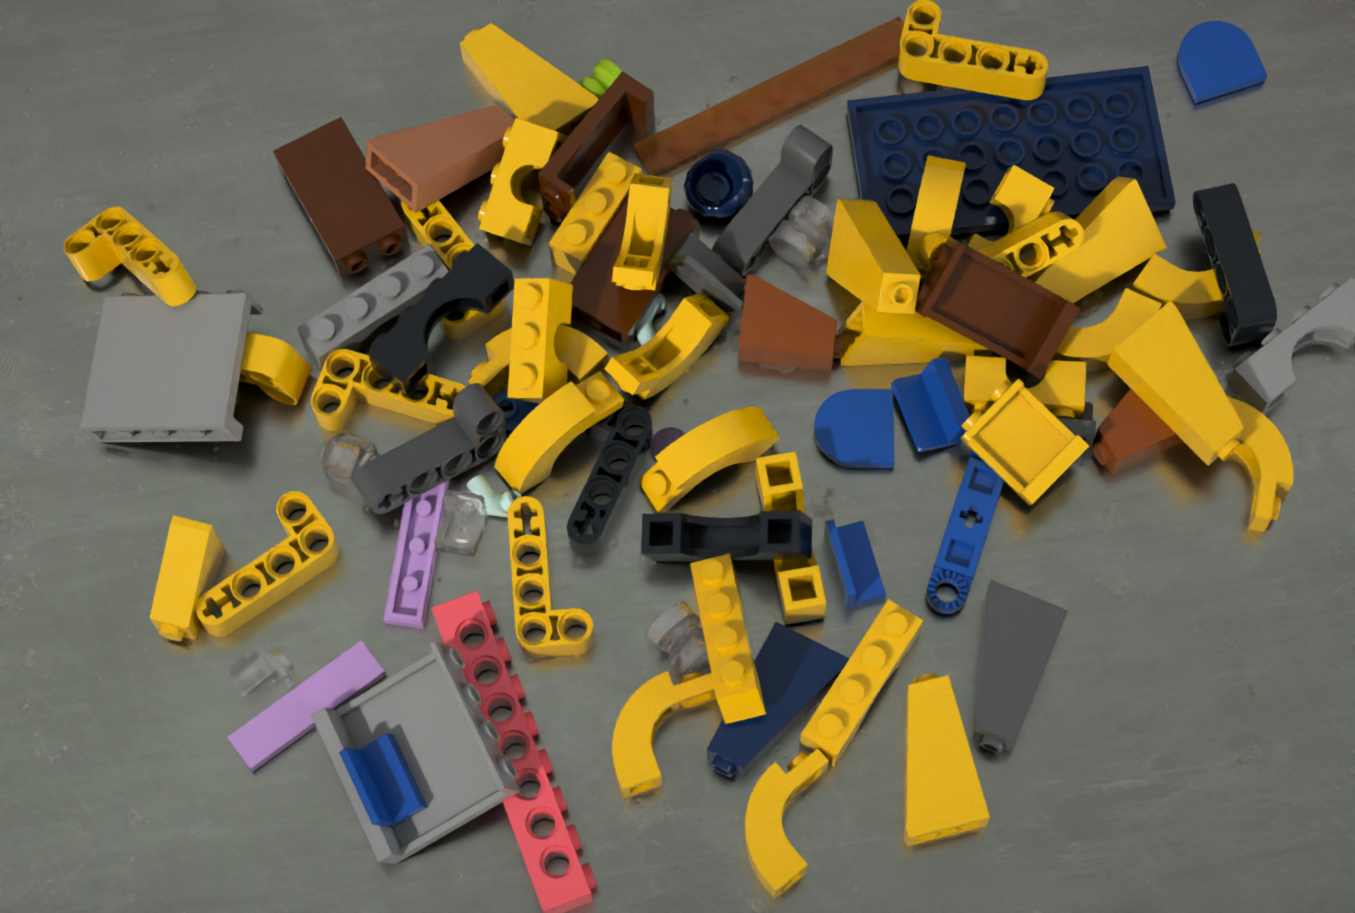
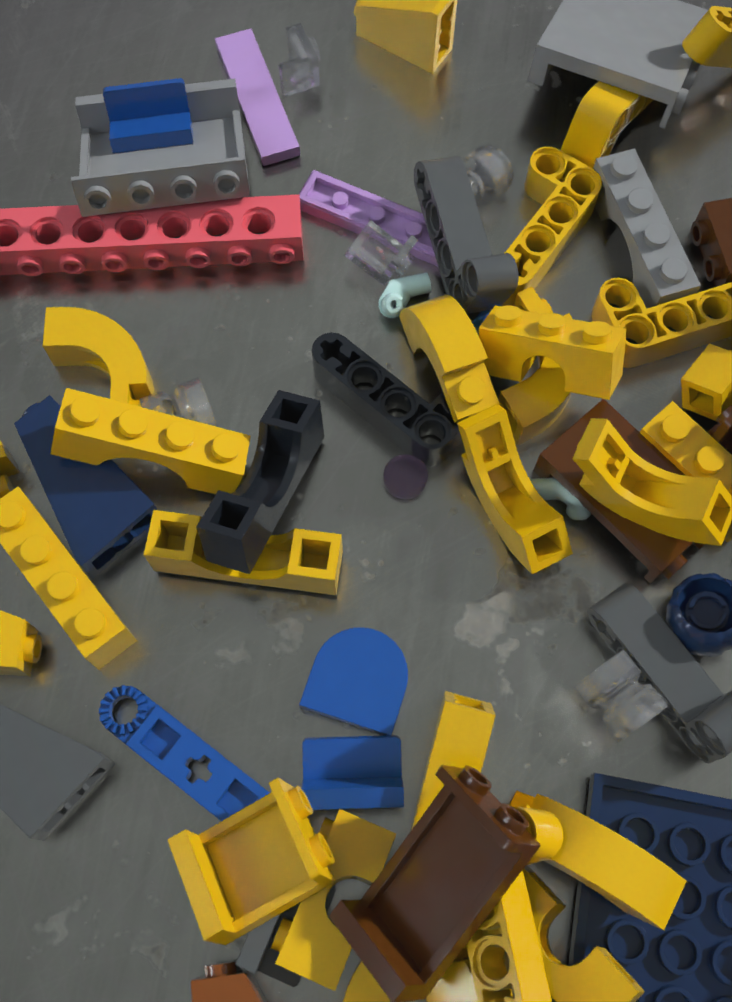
camera: 105 degrees right, 0 degrees up
(263, 569) = (406, 125): yellow beam -> none
(473, 283) = (579, 228): black arch -> none
(537, 577) = (299, 308): yellow beam -> none
(706, 273) = (594, 563): dark grey panel -> none
(716, 444) = (375, 505): yellow arch -> none
(785, 330) = (503, 632): dark orange slope -> none
(854, 564) = (199, 617): blue panel -> none
(871, 259) = (546, 747): yellow slope -> none

